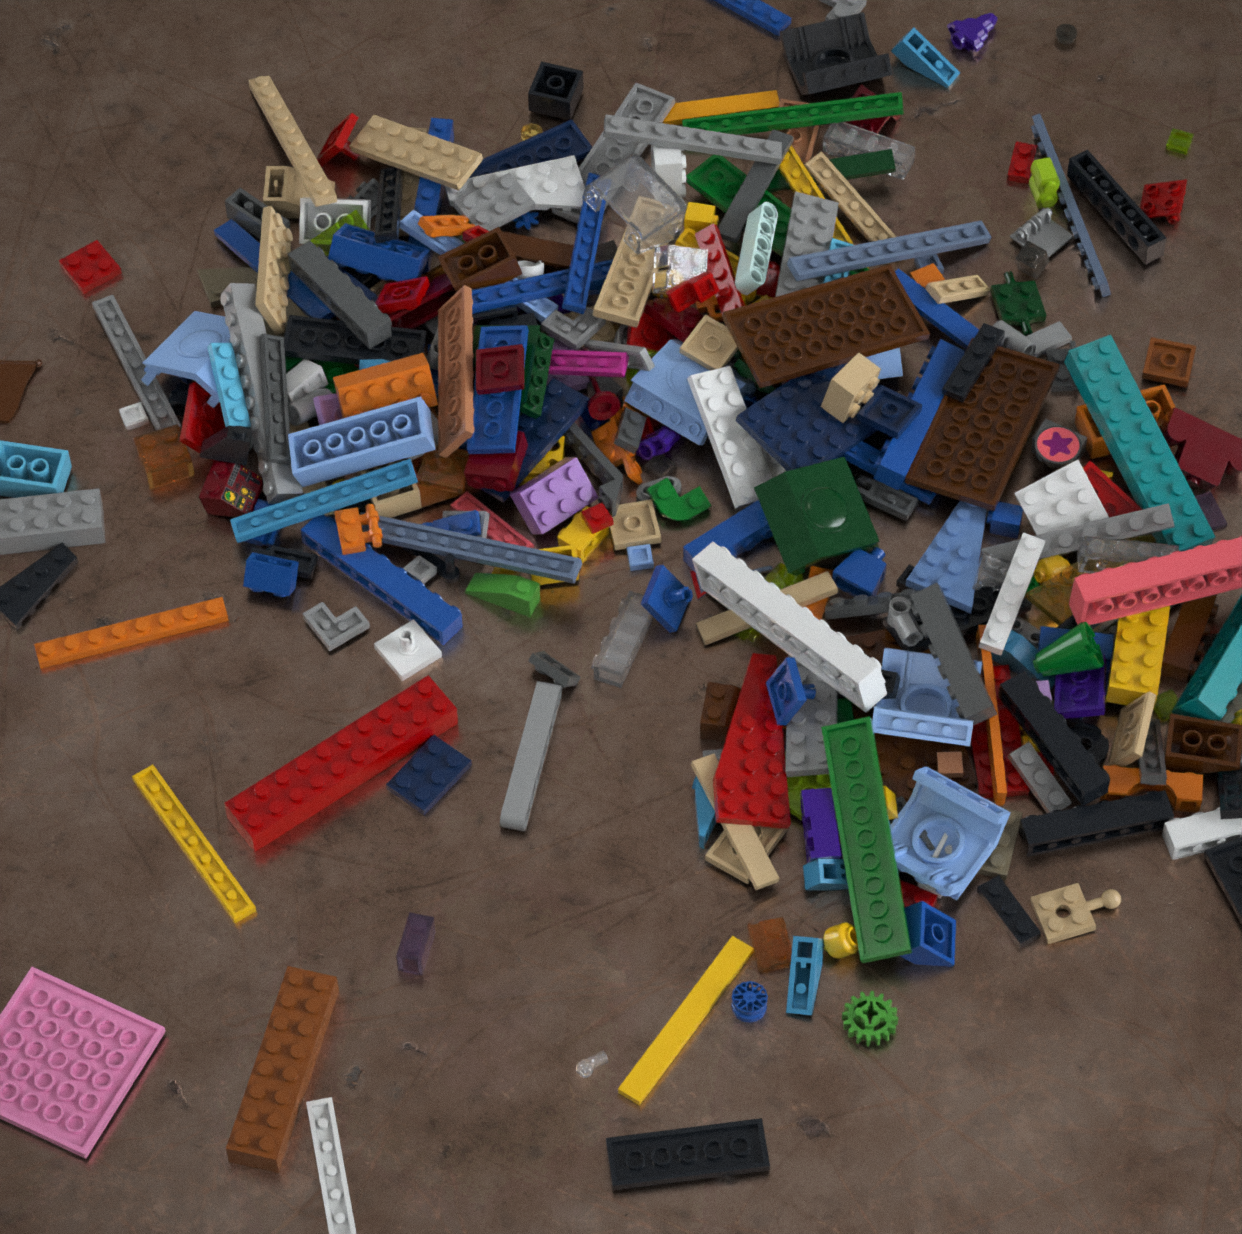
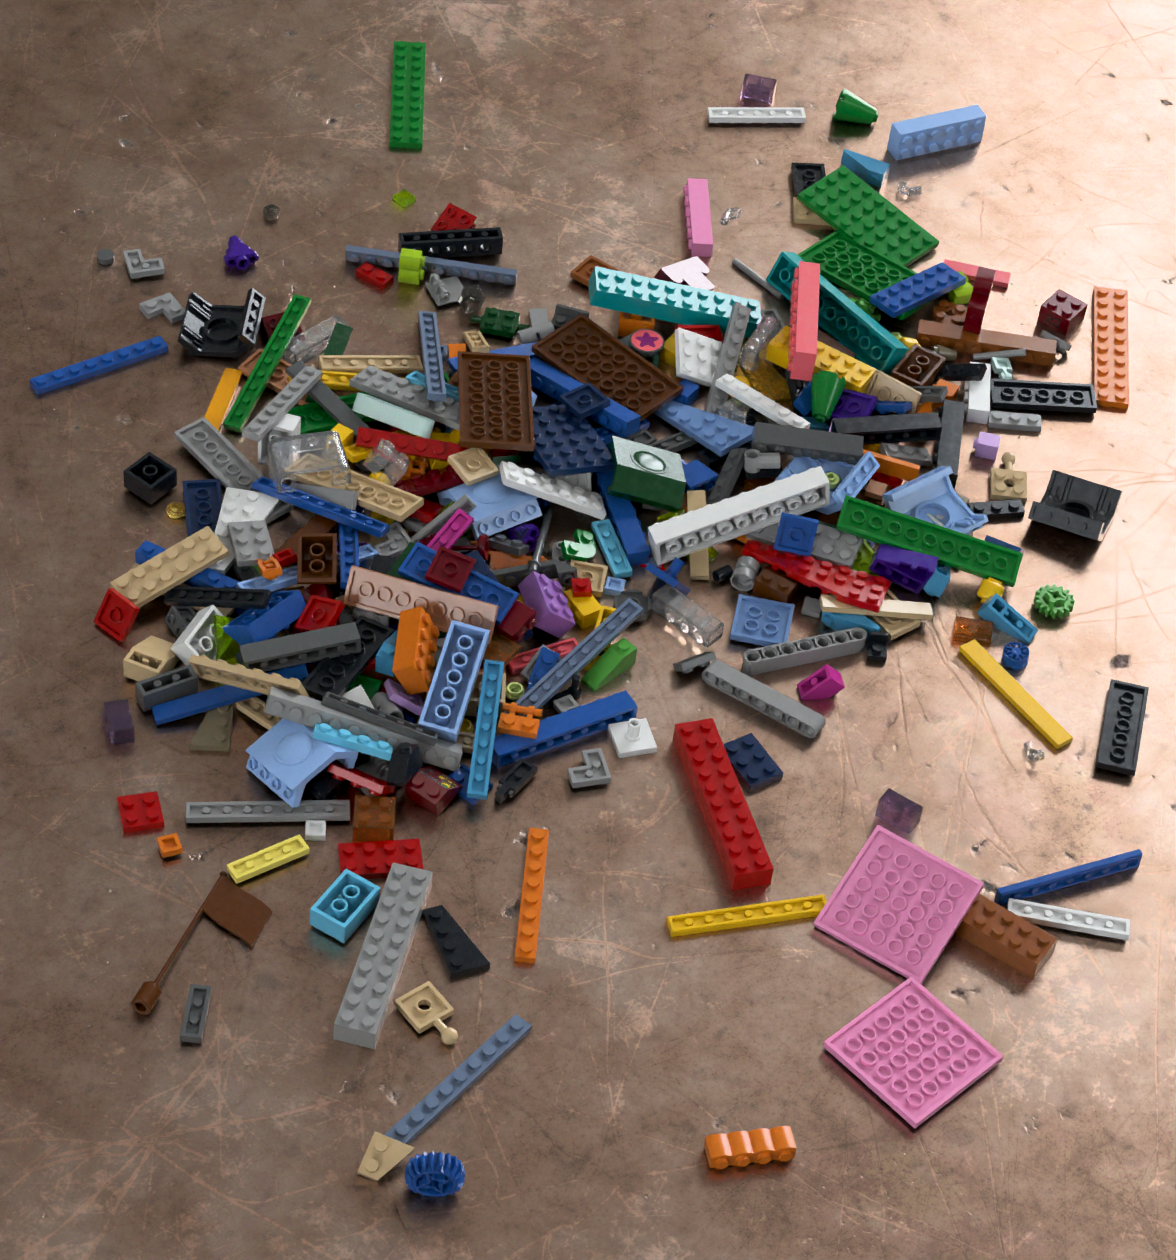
camera: 75 degrees left, 10 degrees down
(52, 304) = (169, 845): none -> orange plate
(72, 390) = (268, 859): none -> light yellow plate
(120, 484) = (375, 858): none -> red plate
(197, 201) = (118, 722): none -> clear purple brick
(251, 977) = (899, 904): none -> bright pink plate
(270, 574) = (529, 788): blue brick -> none
(292, 141) = (105, 636): tan plate -> none
(398, 1156) = (1069, 877): none -> blue tile
(419, 512) = (514, 691): none -> yellowish green plate
(584, 807) = (821, 684): none -> dark pink slope
(599, 459) = (534, 564): none -> dark grey bar
(608, 243) = (341, 497): none -> light grey tile
(613, 569) = (638, 597): none -> dark grey plate
(635, 782) = (803, 651): none -> light grey beam
(658, 717) = (761, 621): none -> medium blue plate
(671, 548) = (611, 549): none -> medium azure plate
(682, 849) = (877, 646): none -> black bracket
(692, 290) = (414, 458): red slope -> none
(718, 654) = (722, 573): none -> black hinge
(726, 673) = (745, 573): none -> light grey wheel
(851, 388) = (563, 405): tan brick -> none
(904, 531) = (675, 442): none -> dark grey plate
(924, 58) = (240, 282): dark azure slope -> none
(929, 702) = (833, 479): none -> yellowish green plate
(973, 362) = (557, 351): black plate -> none
(1049, 999) = (1077, 506): none -> black panel
(1111, 731) = (898, 407): none -> blue plate
(1118, 867) = (986, 445): none -> lavender brick
(1194, 888) = (1014, 421): none -> light grey plate

